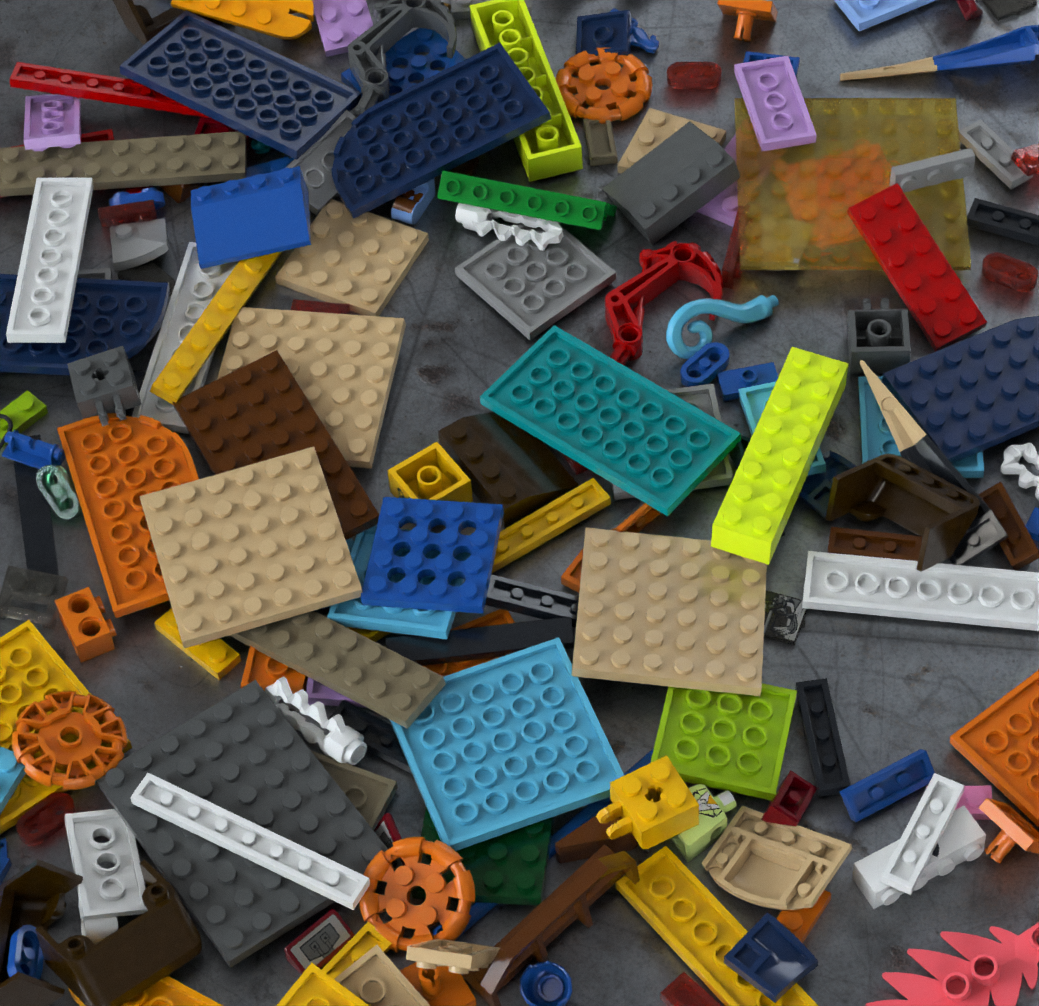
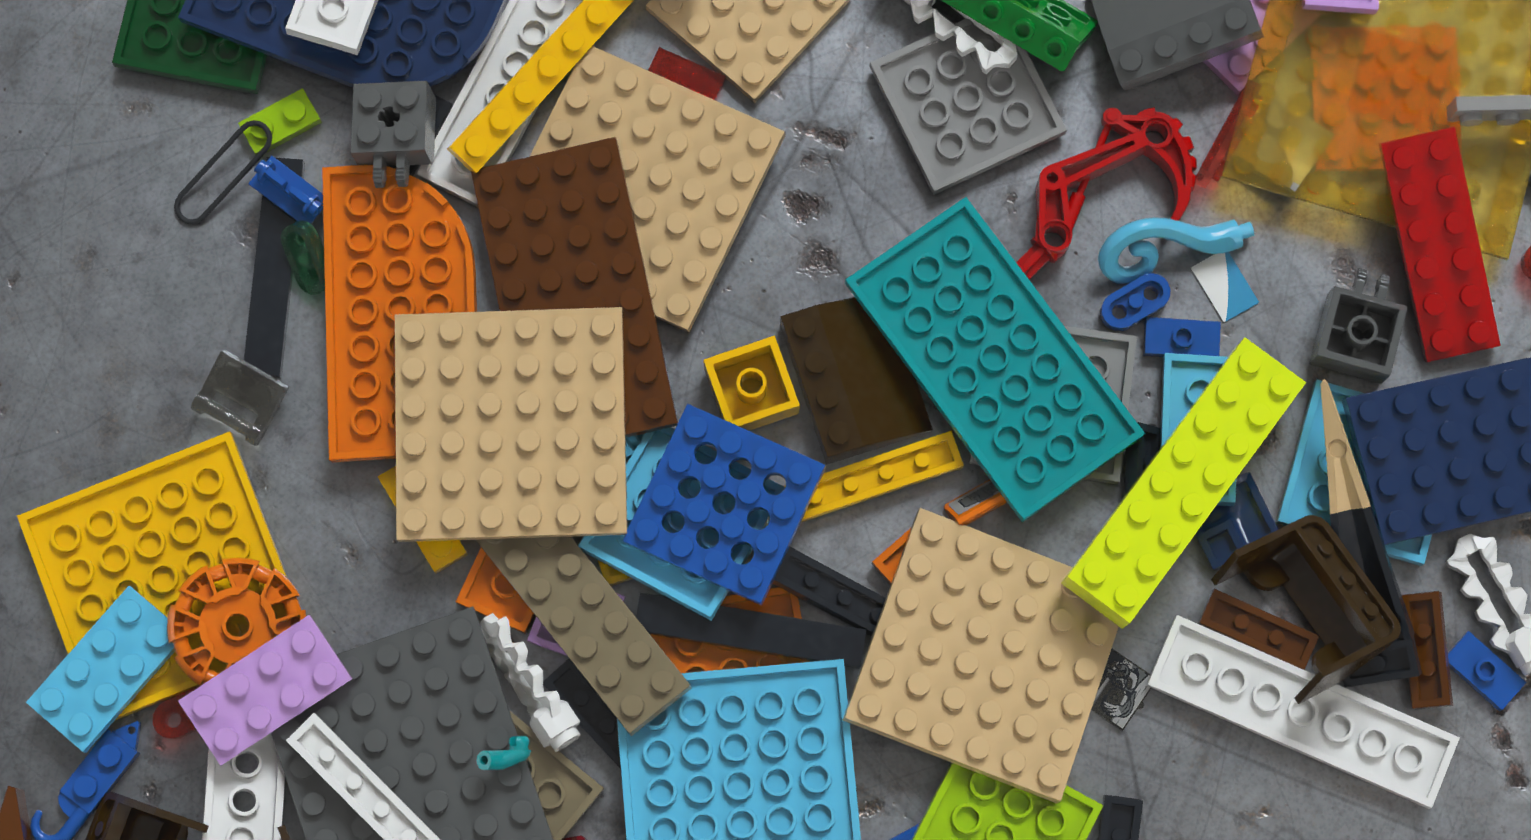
camera: 10 degrees right, 25 degrees up
(82, 625) = (286, 458): orange brick -> none
(103, 770) = (265, 689): none -> lavender plate
(317, 763) = (503, 759): none -> teal arm
(768, 342) = (1224, 285): none -> sticker

